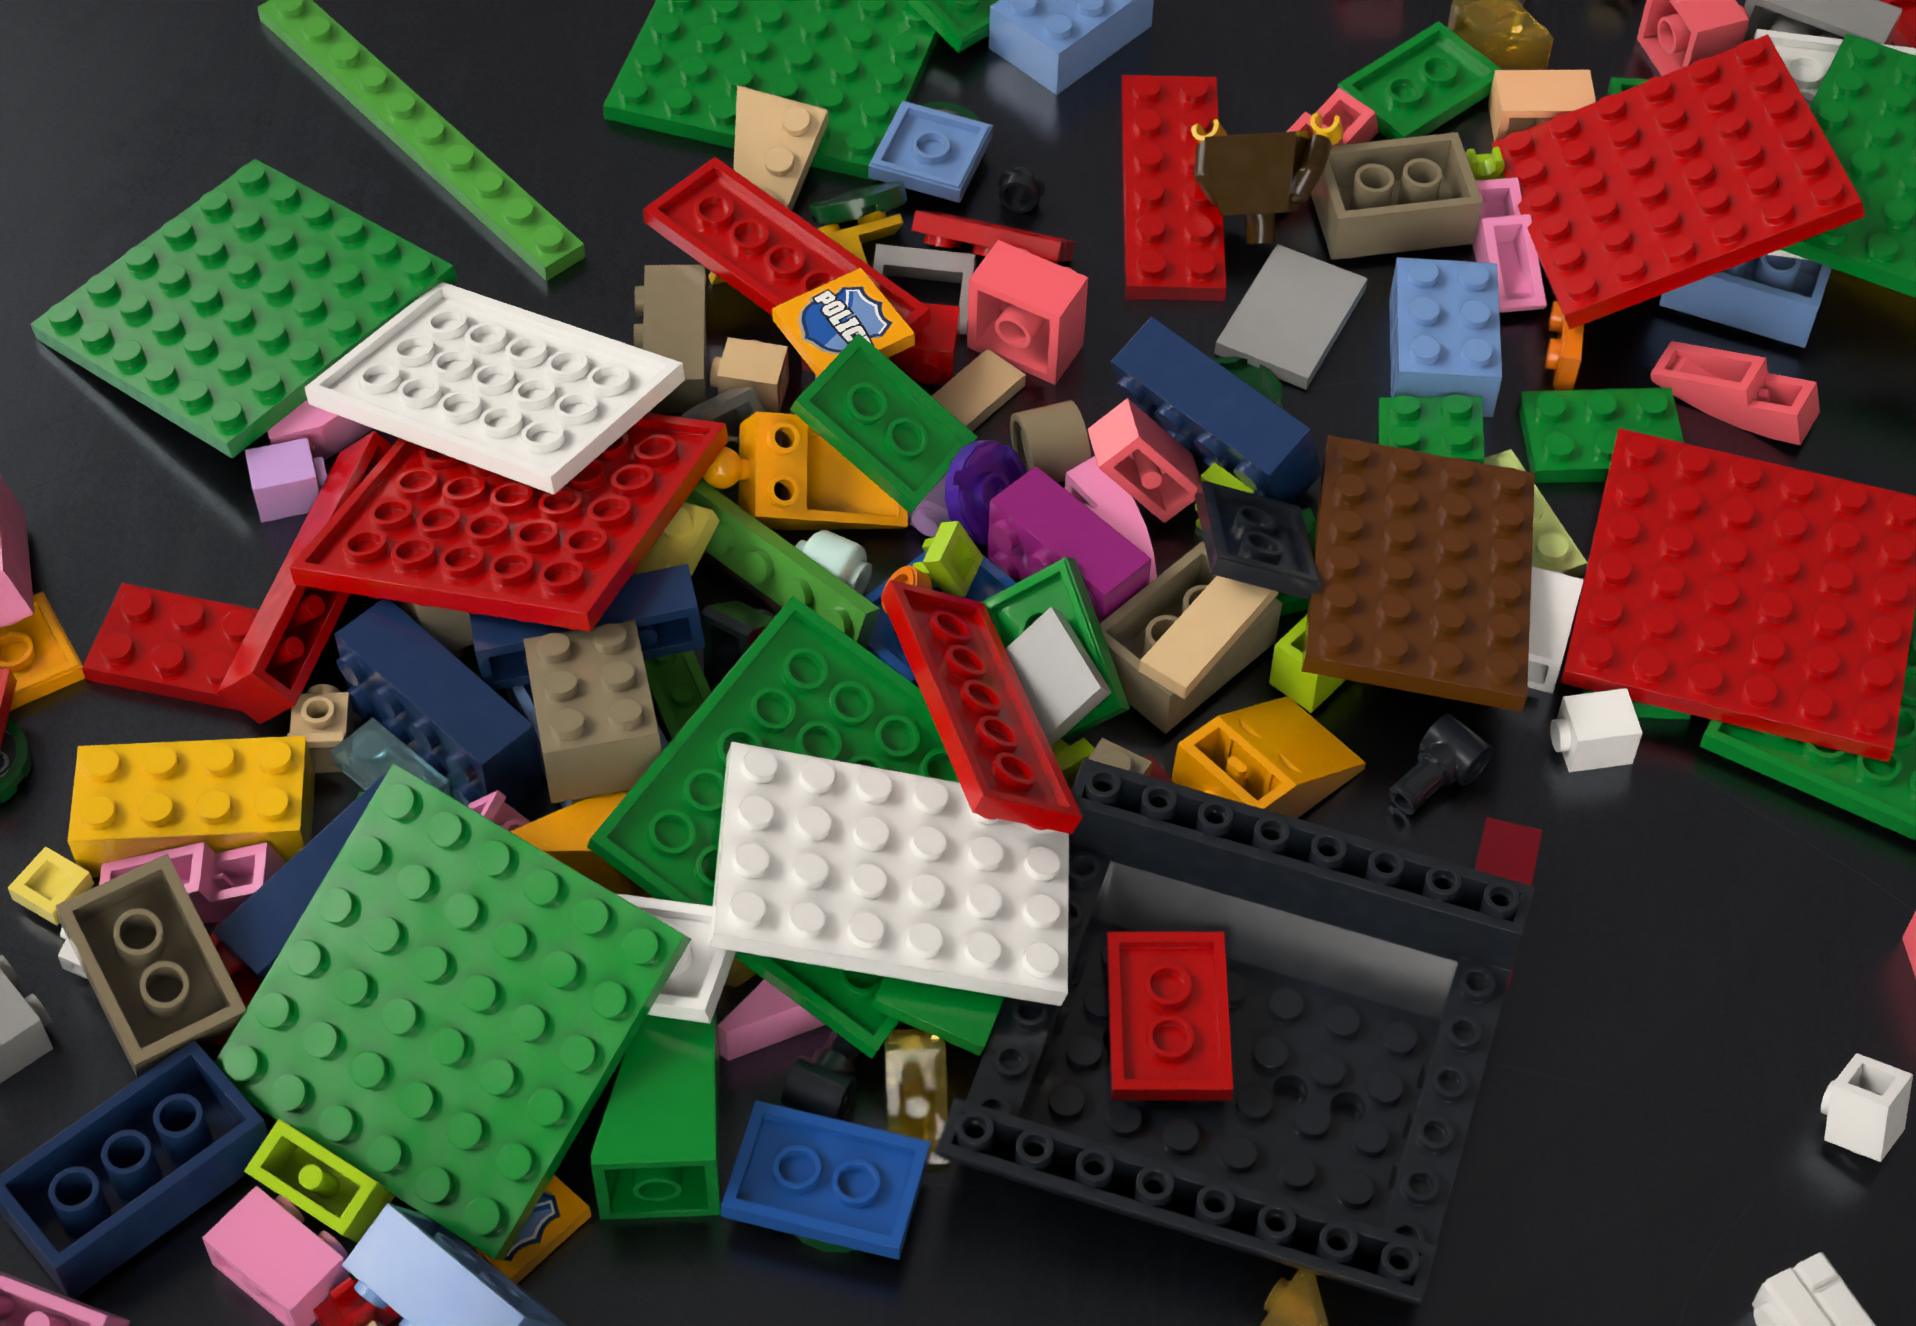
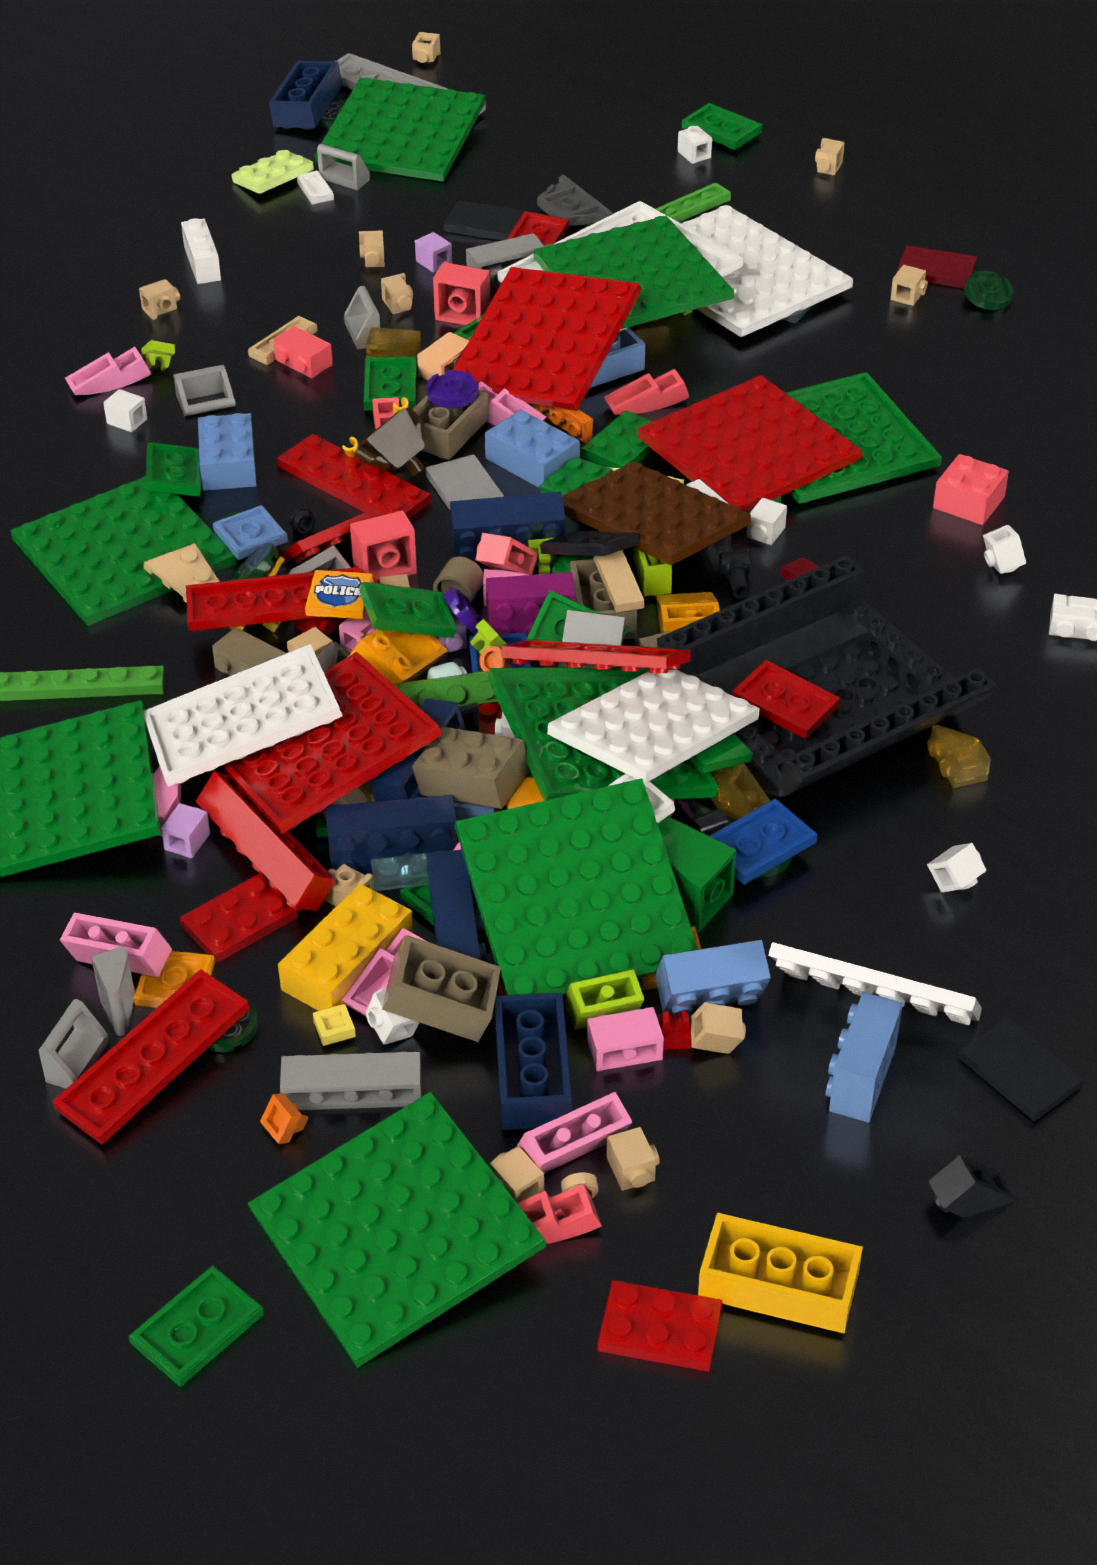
camera: 50 degrees left, 10 degrees down
(1438, 158) = (453, 389): none -> dark purple tile

